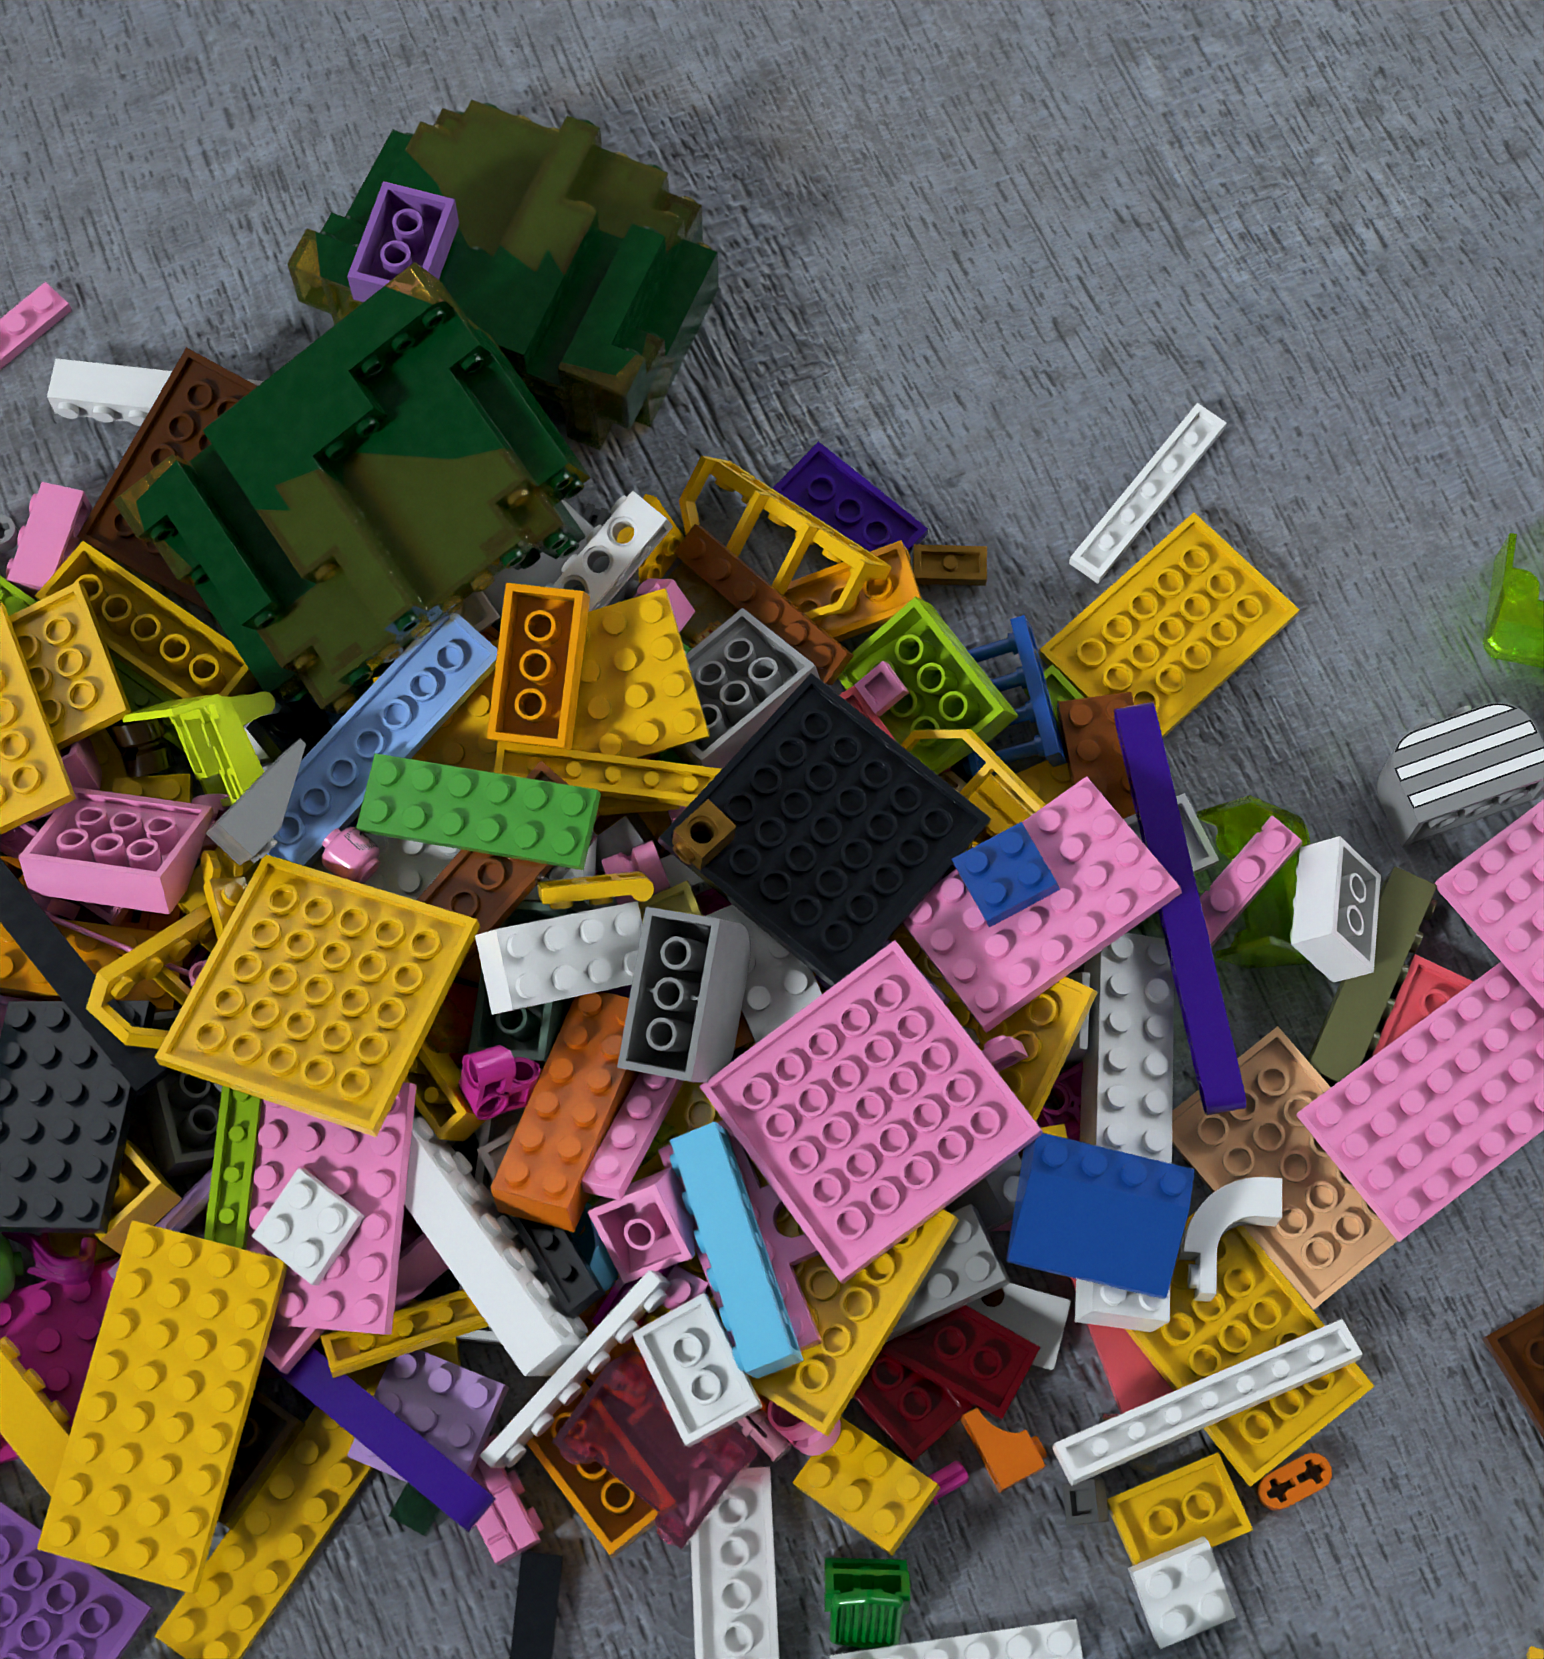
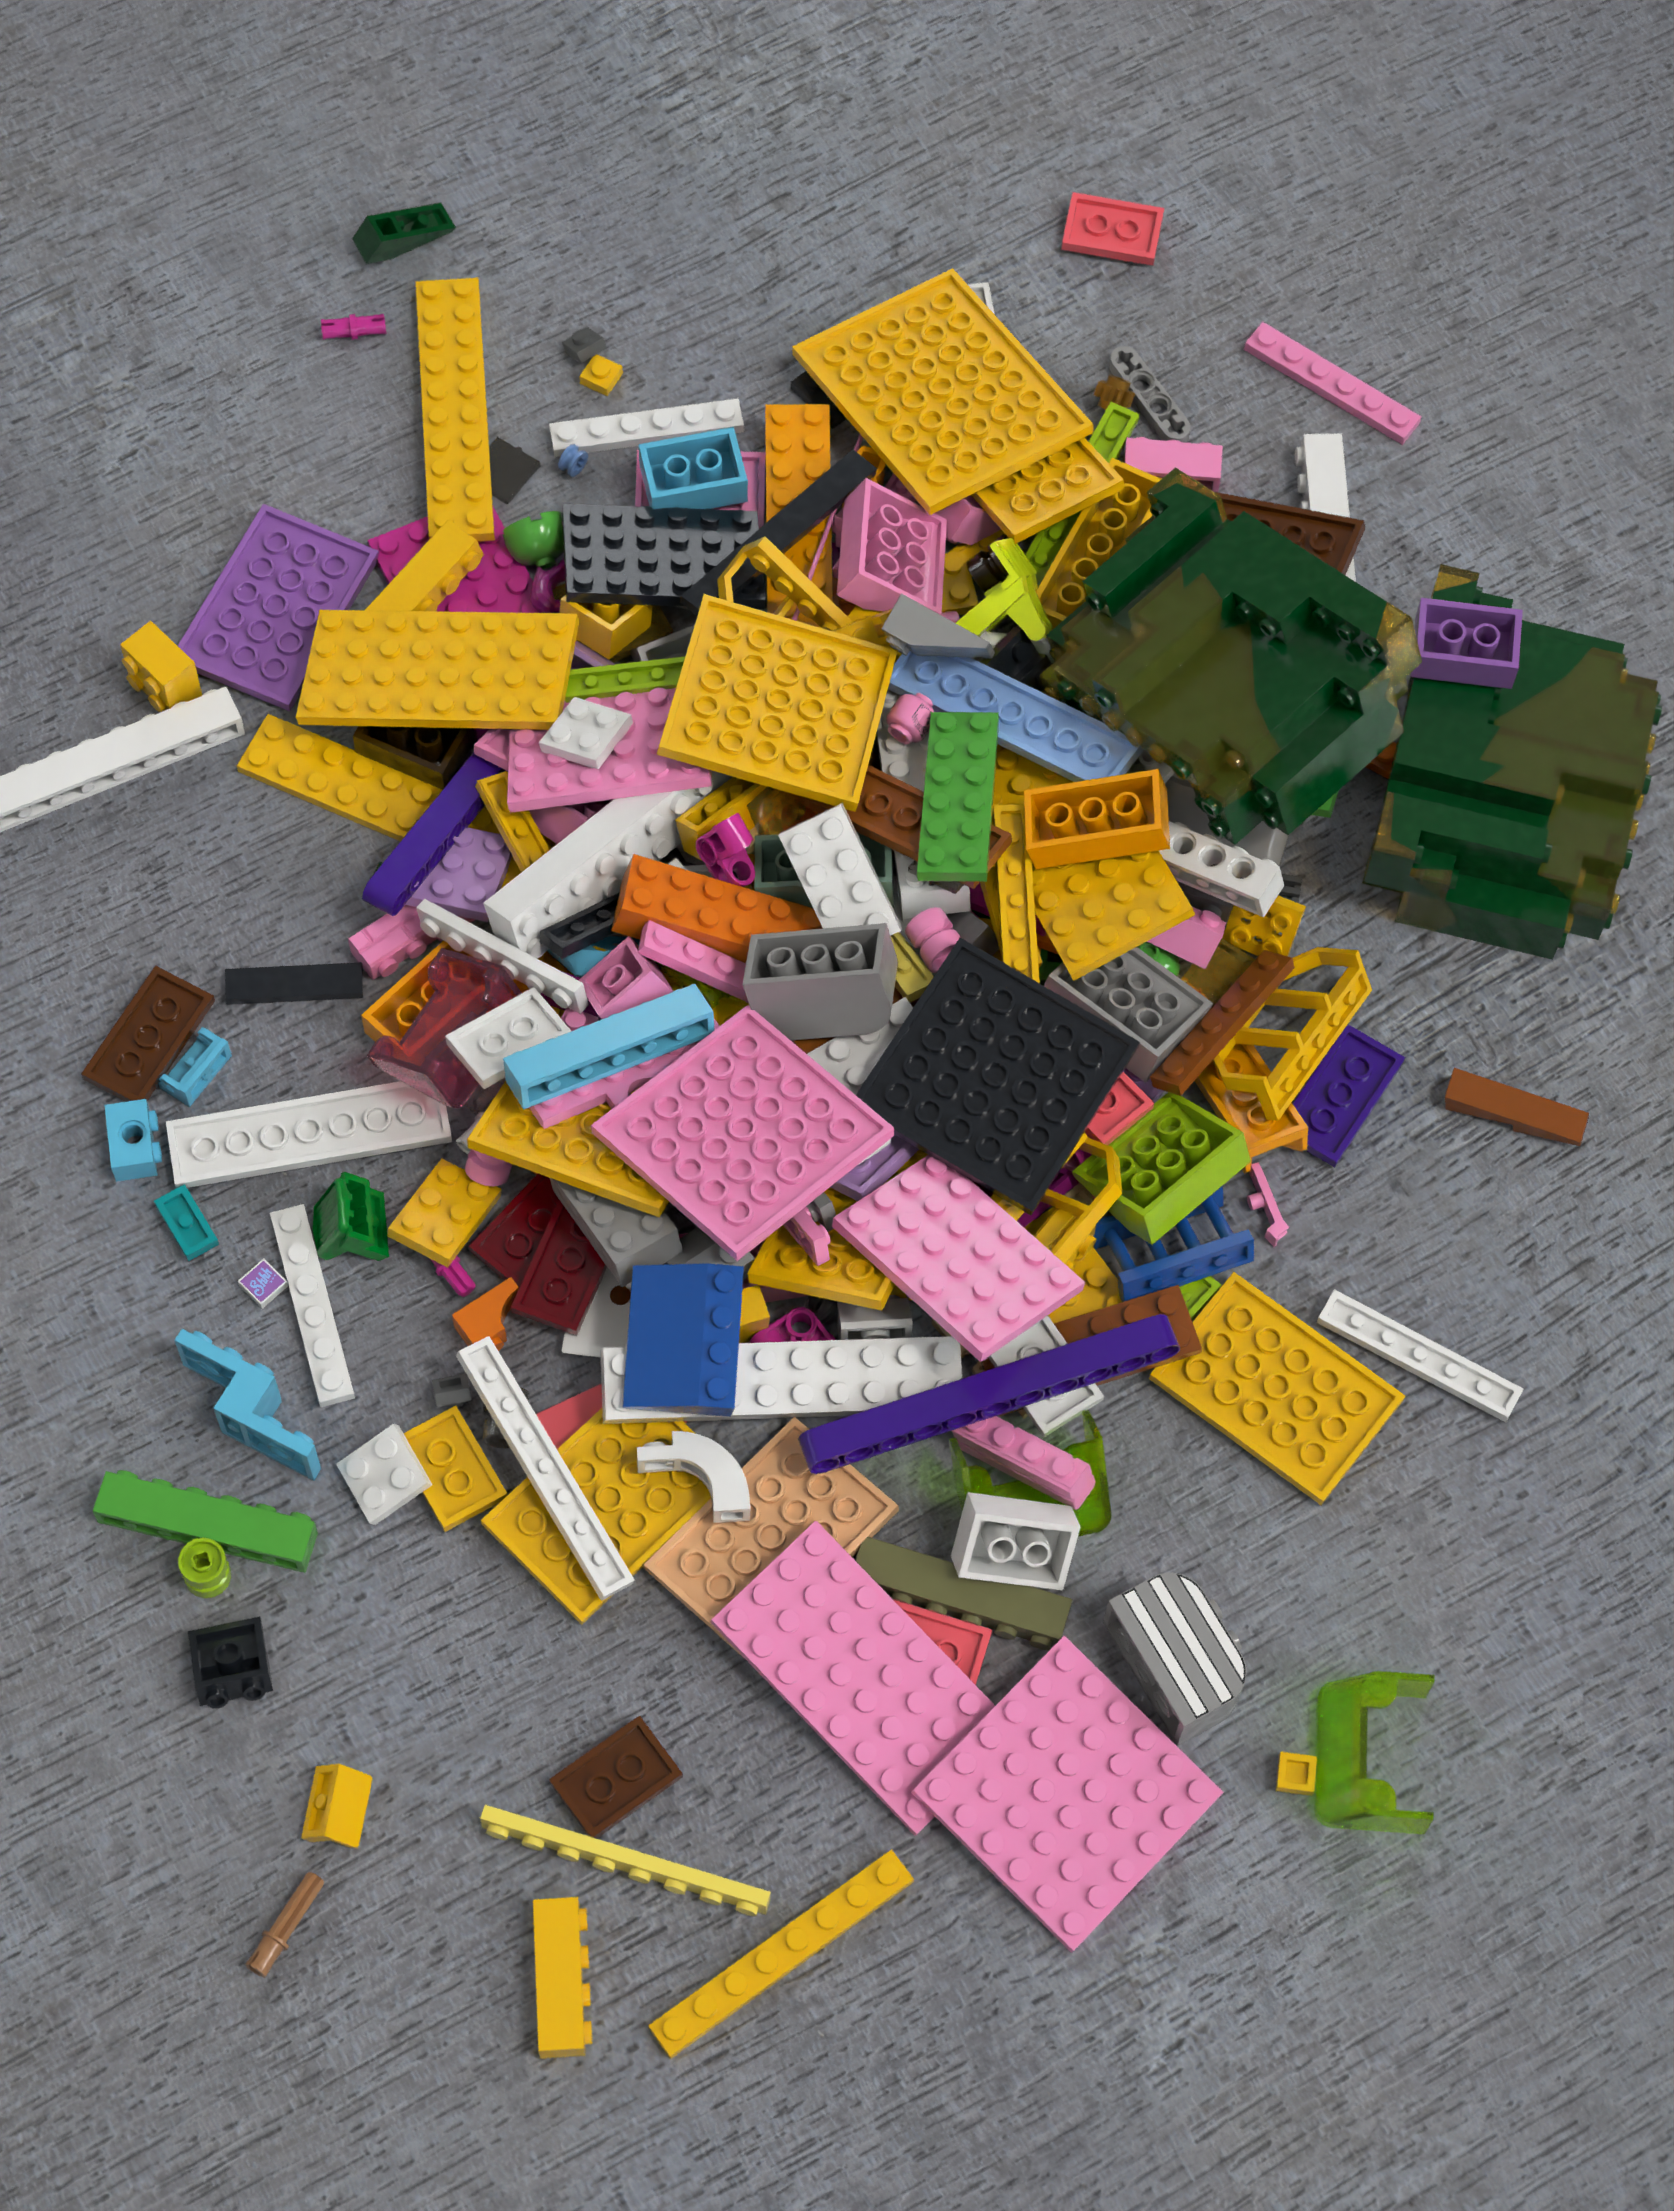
camera: 80 degrees right, 5 degrees down
(596, 889) = (906, 897): yellow plate -> none
(705, 819) = (966, 979): pearl gold brick -> none
(881, 688) = (1152, 1121): bright pink plate -> none
(887, 352) = (1523, 1110): none -> dark orange slope
(950, 564) = (1305, 1188): pearl gold plate -> none
(958, 606) = (1265, 1199): none -> bright pink piece
(1005, 874) = (976, 1220): blue plate -> none
(1299, 1490) = (498, 1560): orange beam -> none

